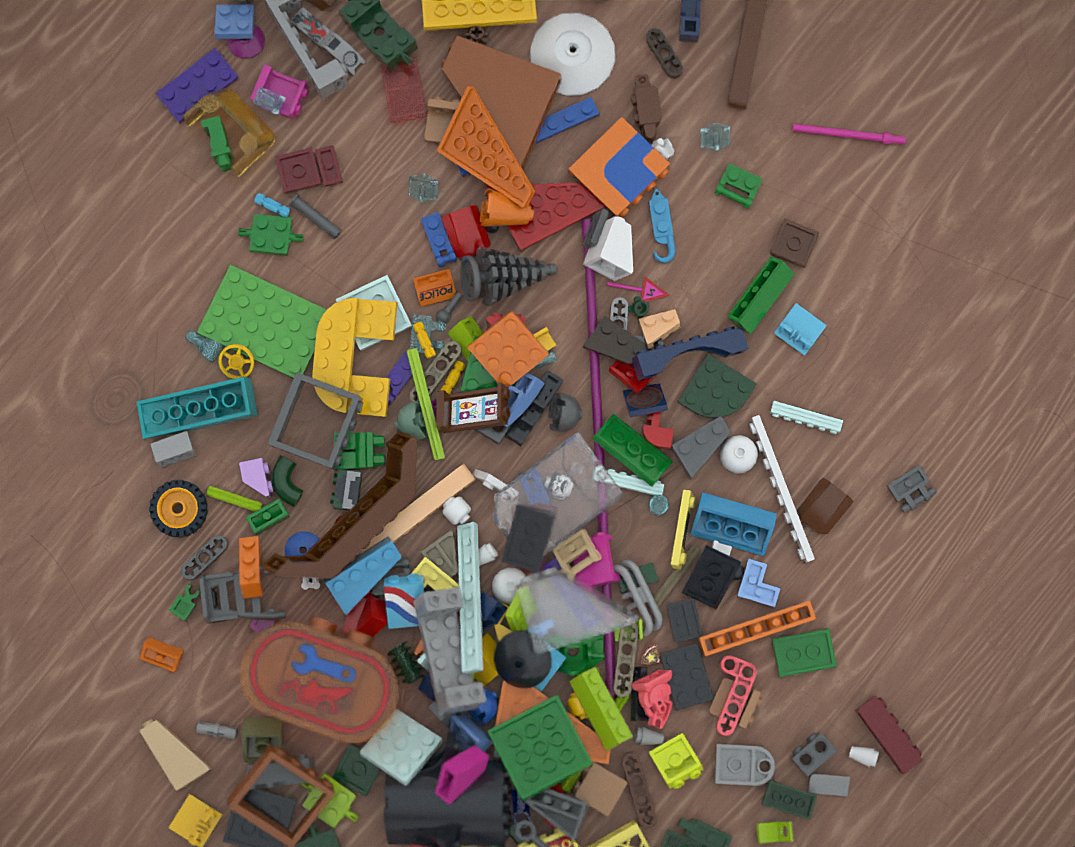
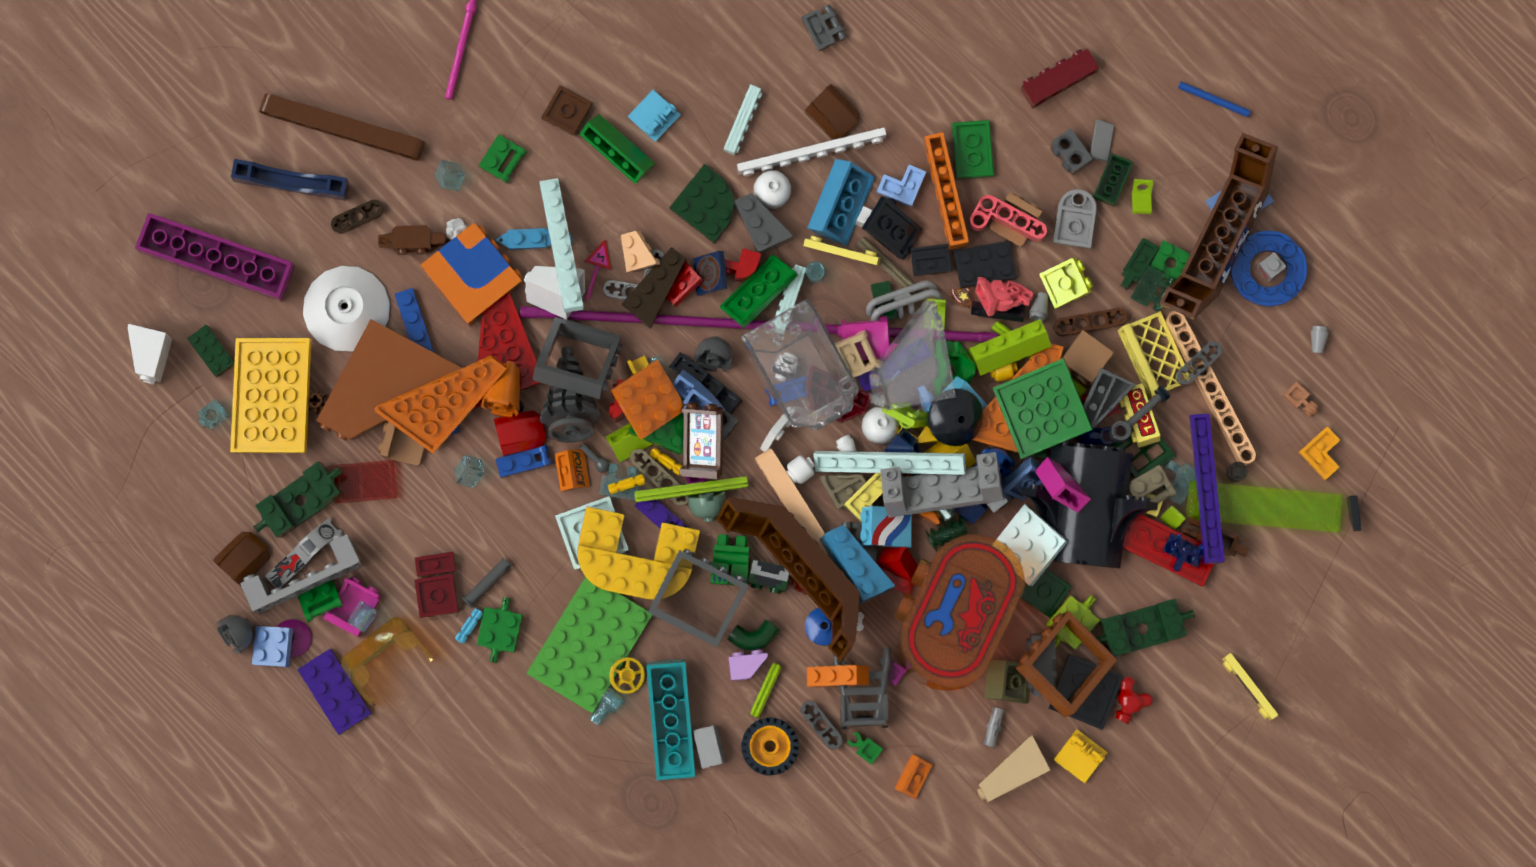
camera: 85 degrees left, 0 degrees up
(219, 142) = (400, 670): green hips -> none
(267, 517) = (787, 658): green slope -> none
(286, 59) = (319, 600): none -> green plate
(516, 269) = (569, 380): none -> dark grey window
(528, 538) = (841, 394): black plate -> none
(595, 228) = (532, 302): dark grey tile -> none
(627, 659) = (964, 316): dark tan beam -> none
(644, 306) = (615, 265): dark green plate -> none
(654, 249) = (561, 245): none -> light aqua plate
(724, 344) = (676, 257): dark blue arch -> none
(866, 756) = (1077, 103): white cone -> none

